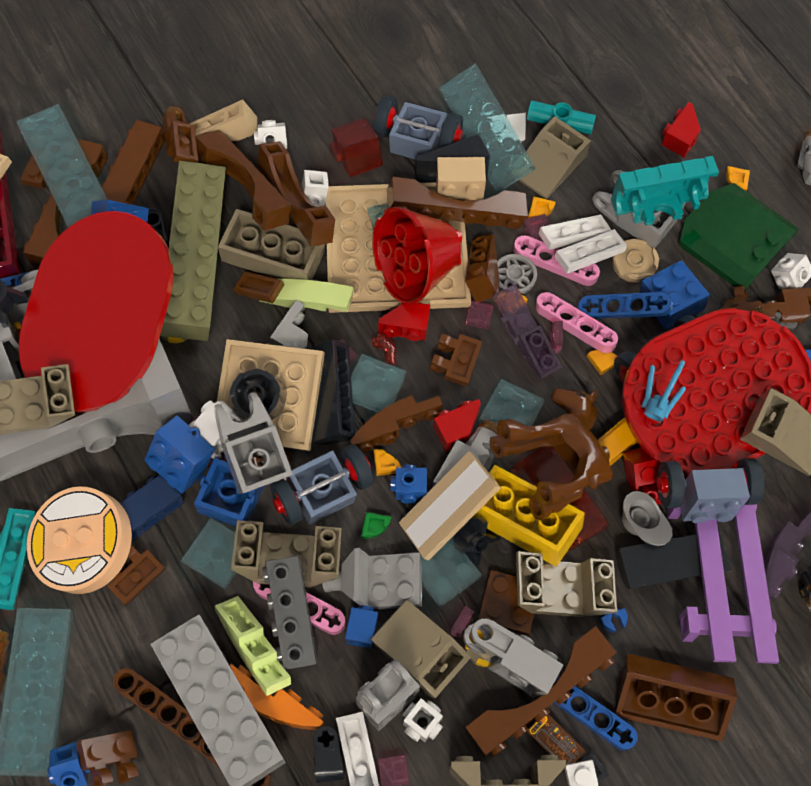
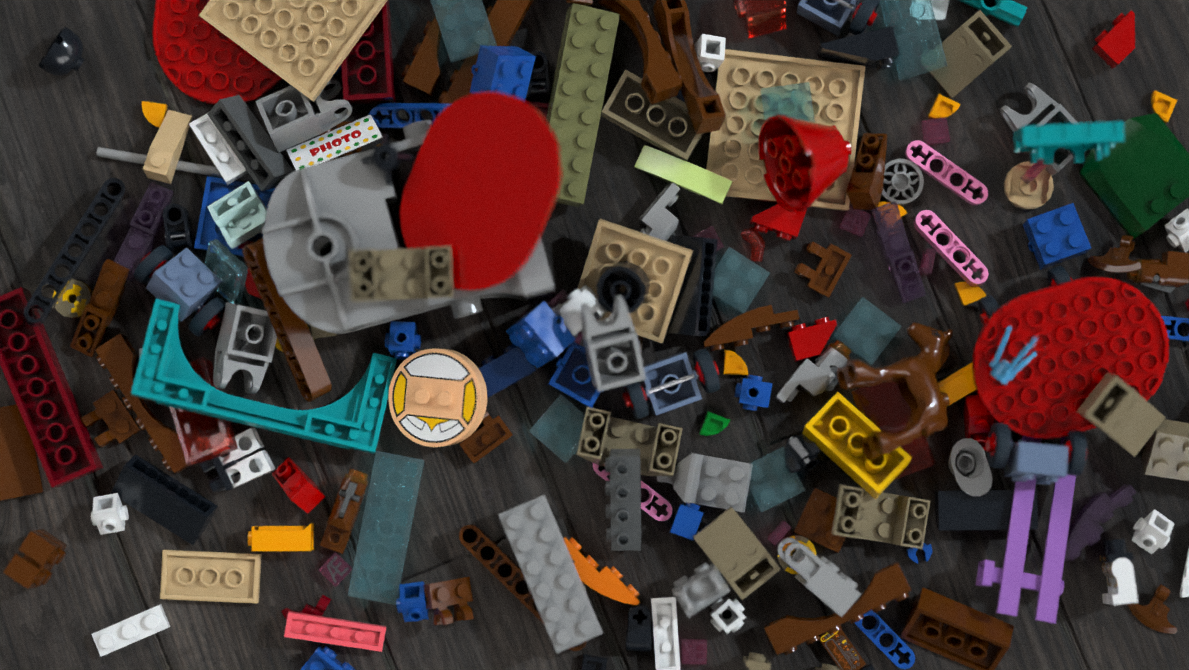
camera: 15 degrees right, 20 degrees up
(37, 487) = (402, 332): none -> blue brick
(252, 646) = (584, 521): yellowish green slope -> none
(258, 287) = (636, 156): reddish brown tile -> none
(449, 505) = (787, 425): tile -> none
(461, 178) = (862, 78): tan brick -> none
(503, 209) = (808, 90): reddish brown arch -> none
(573, 231) = (972, 146): white plate -> none
(590, 251) = (983, 174): white plate -> none
(625, 302) = (1004, 239): blue beam -> none
(637, 241) = (1033, 171): none -> clear pink tile

